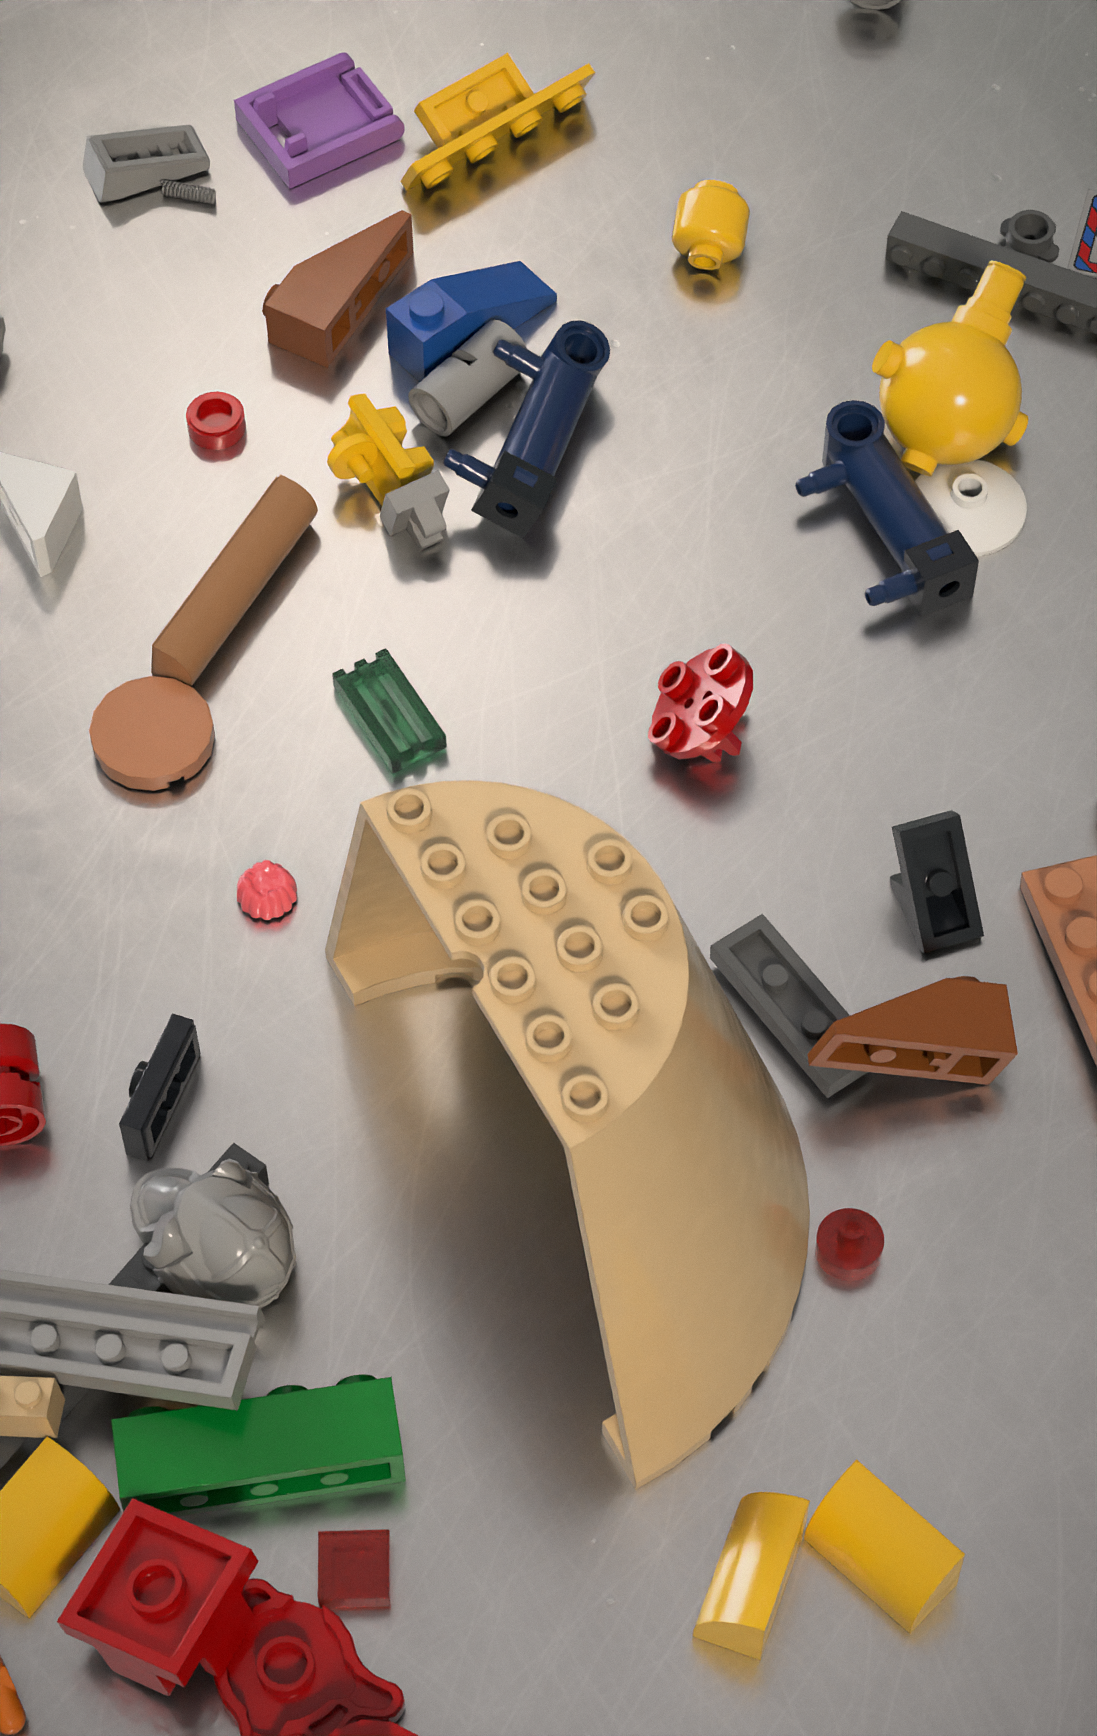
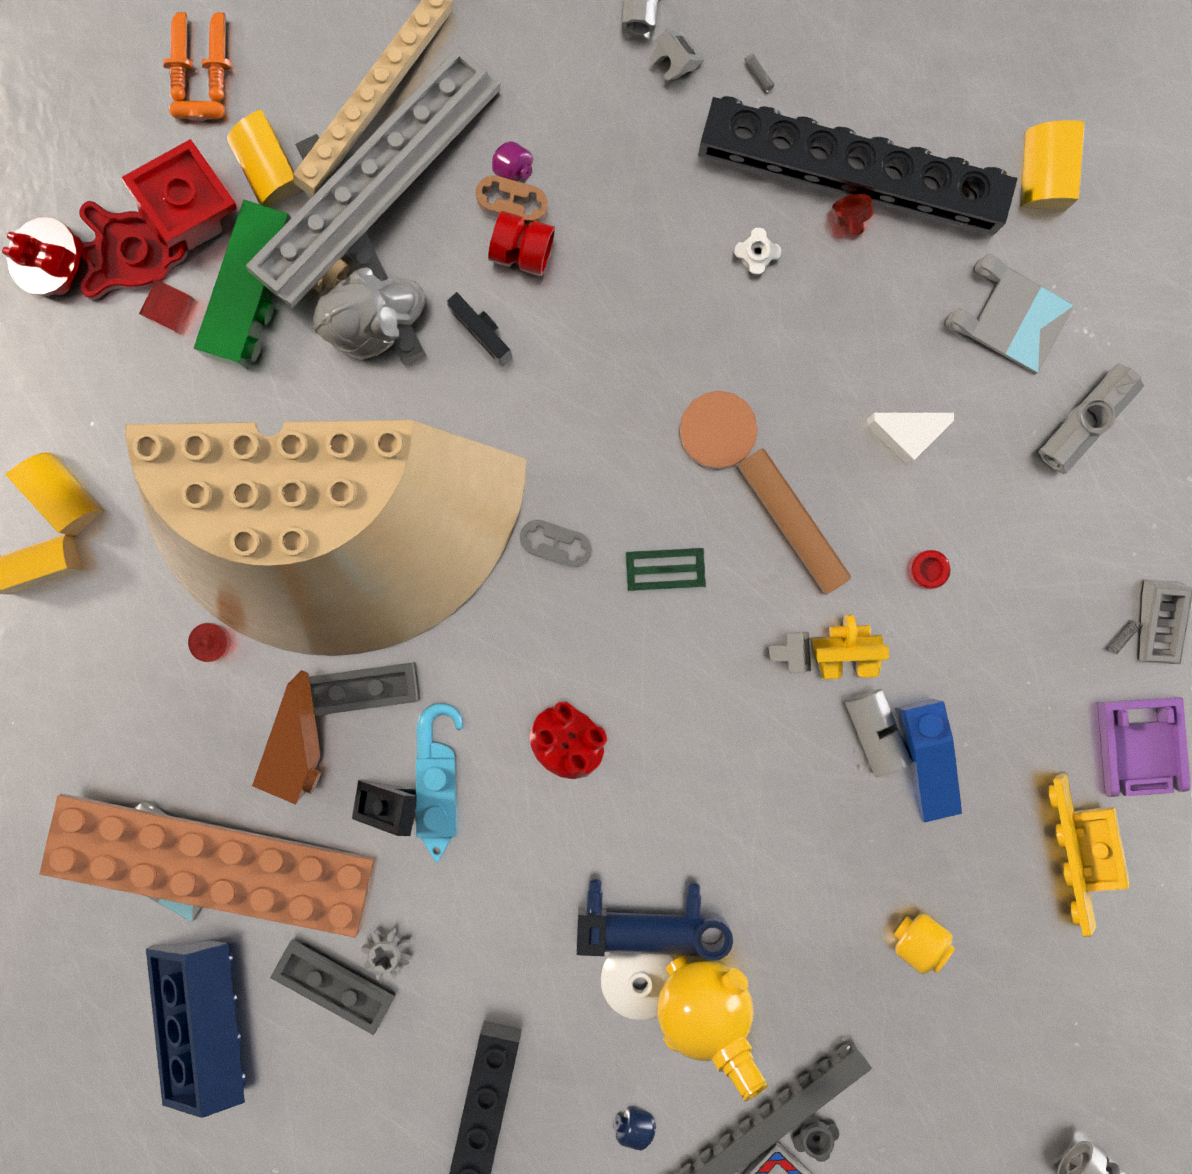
camera: 120 degrees right, 30 degrees up
(266, 890) = (581, 446): coral piece -> none
(336, 289) = (989, 684): dark orange slope -> none
(524, 472) = (780, 721): dark blue piece -> none
(848, 855) = (436, 782): none -> medium azure plate

